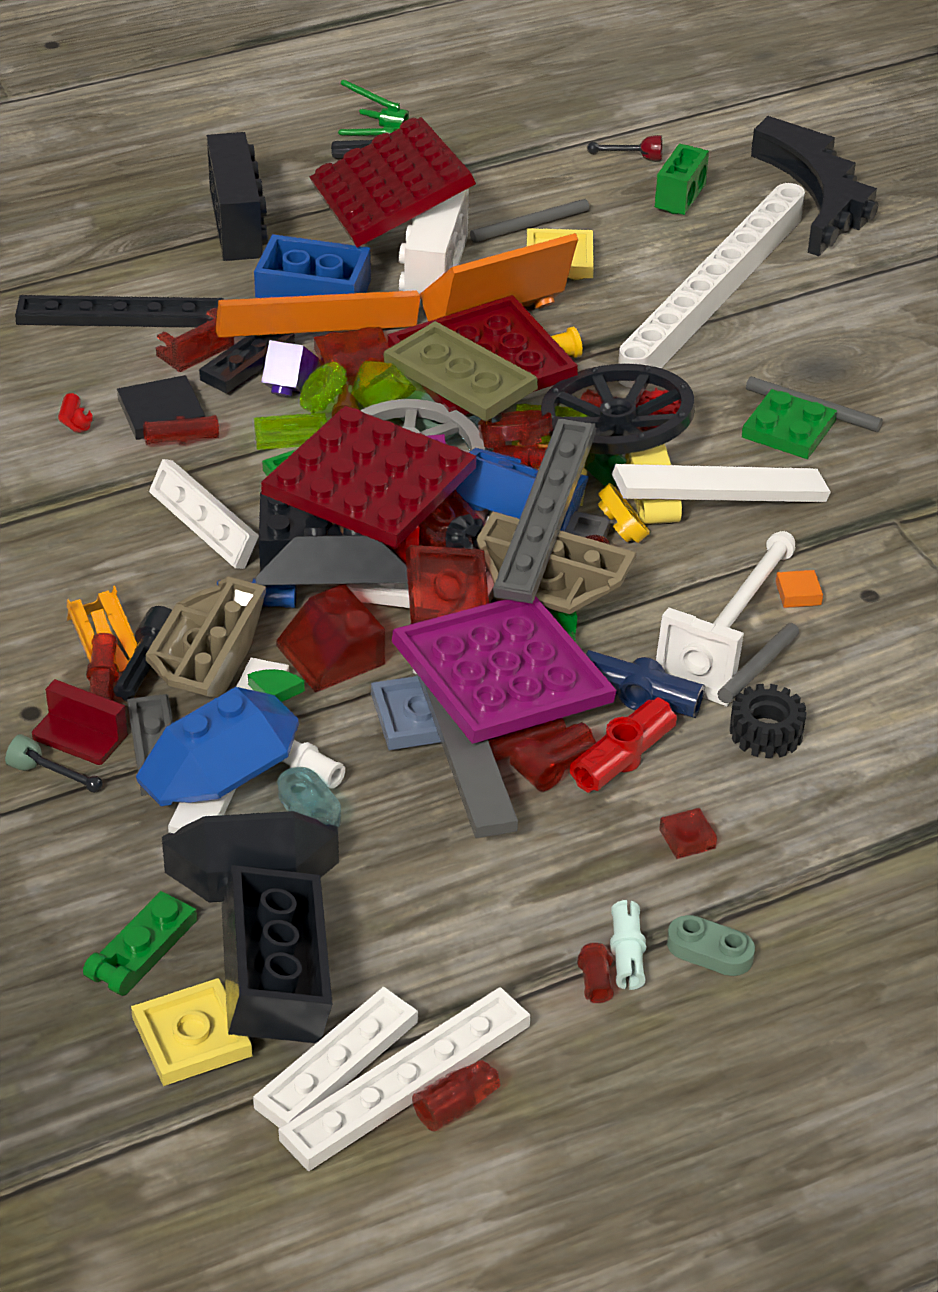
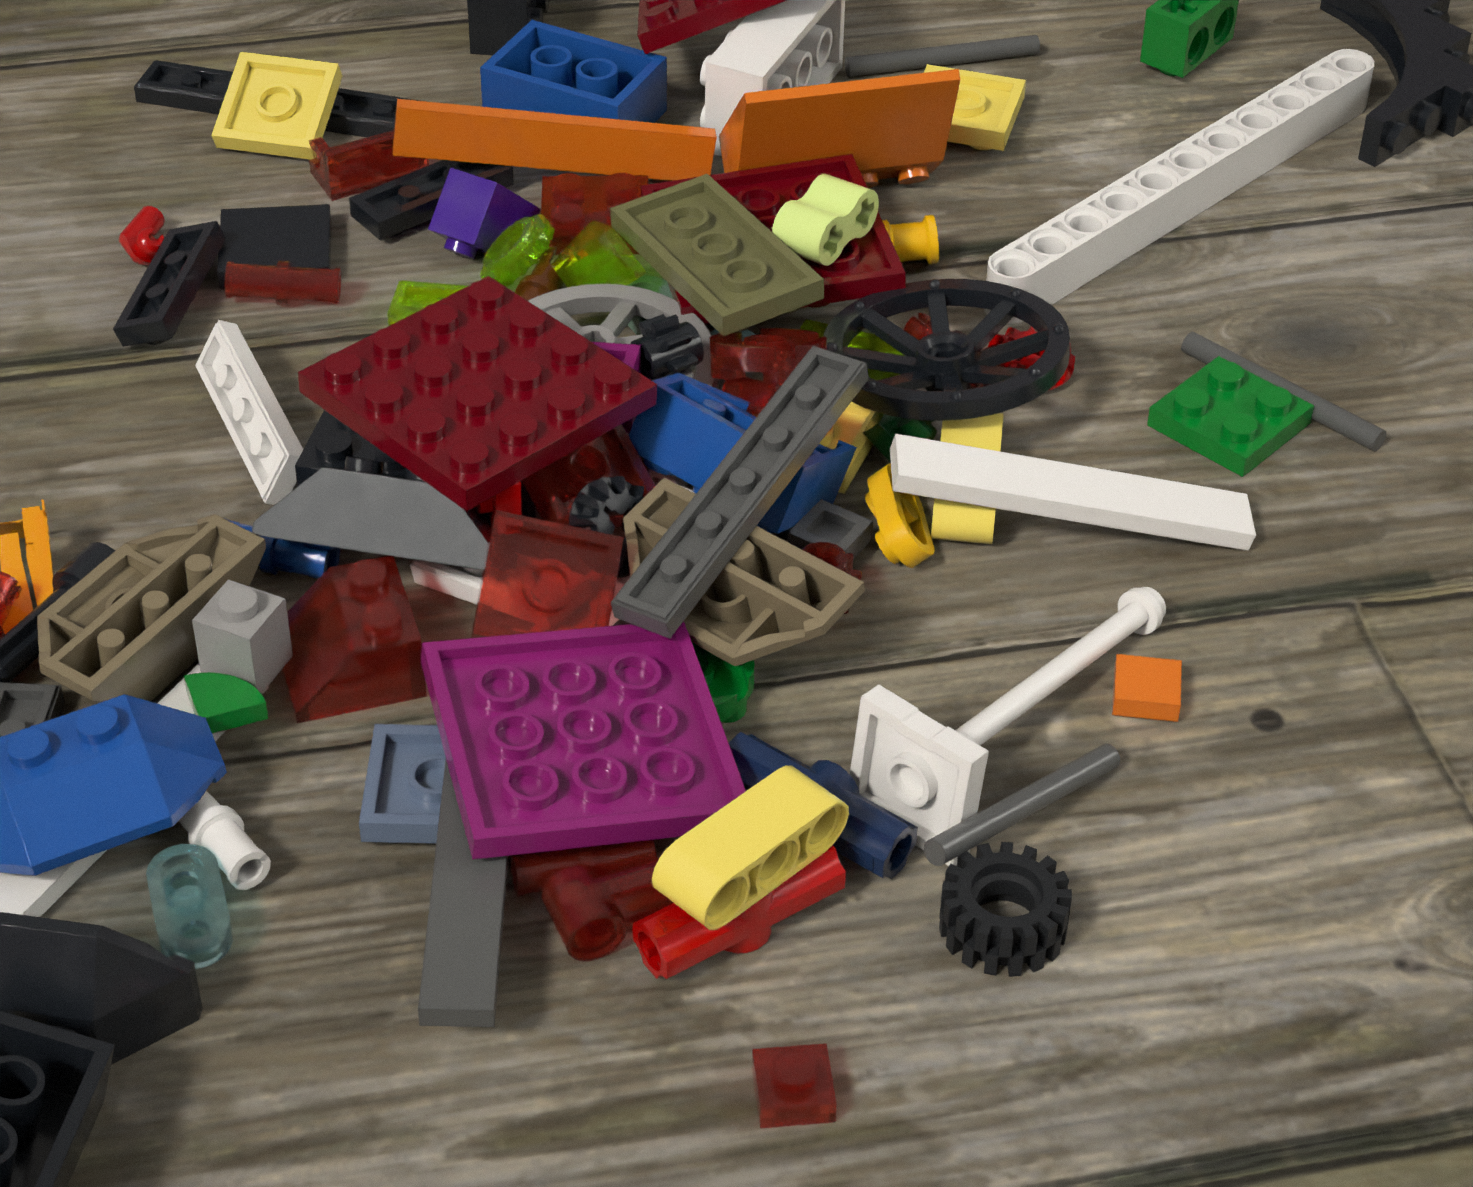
camera: 15 degrees right, 0 degrees up
(110, 441) = (169, 284): none -> black plate
(122, 314) = (276, 105): none -> light yellow plate
(275, 643) = (243, 634): none -> light grey brick
(459, 431) = (668, 347): none -> black gear
(520, 338) = (826, 218): none -> yellowish green axle
(628, 708) = (750, 847): none -> light yellow beam

